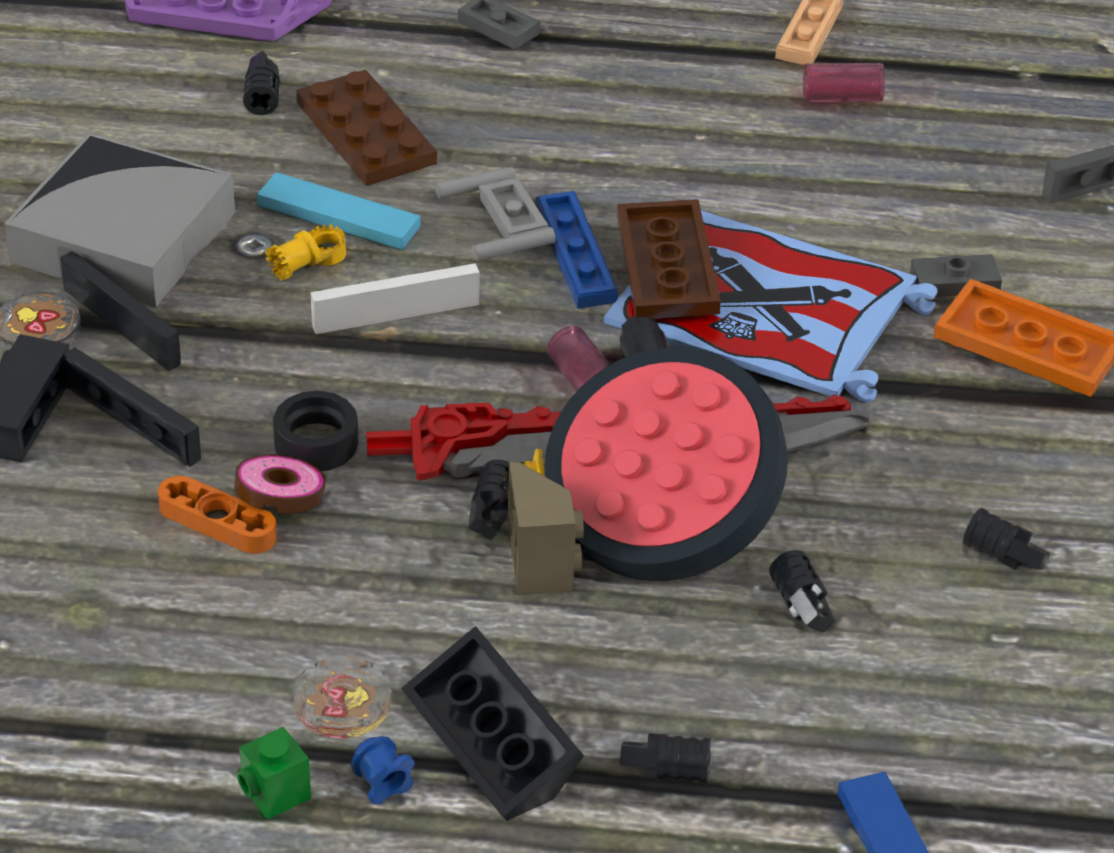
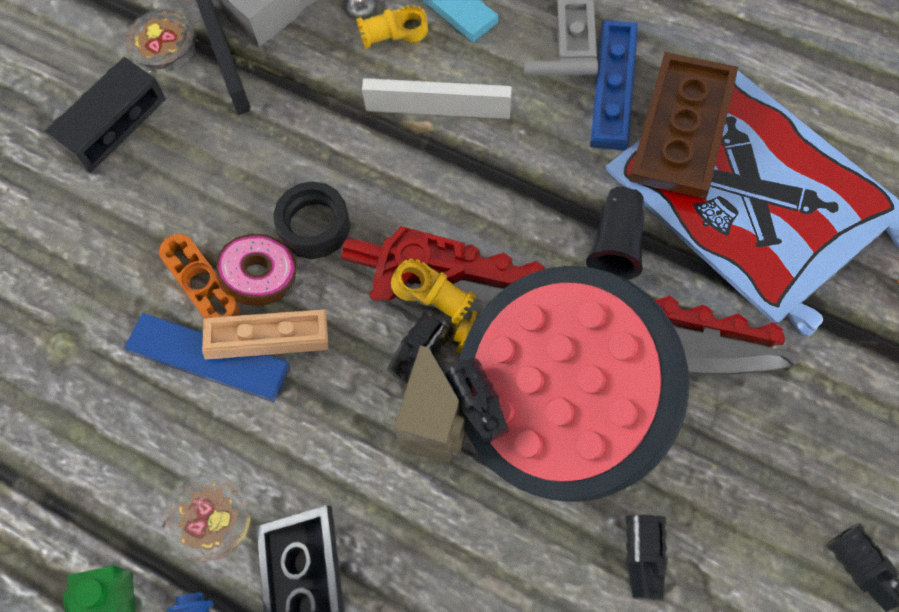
camera: 30 degrees right, 25 degrees up
(132, 407) = (182, 151): black tile -> none
(264, 573) = (182, 350): none -> blue tile
(321, 532) = (265, 334): none -> light nougat tile
(485, 439) = (433, 290): none -> yellow connector
(575, 355) = (562, 224): clear pink pin -> none
(589, 493) = (484, 408): none -> black hinge

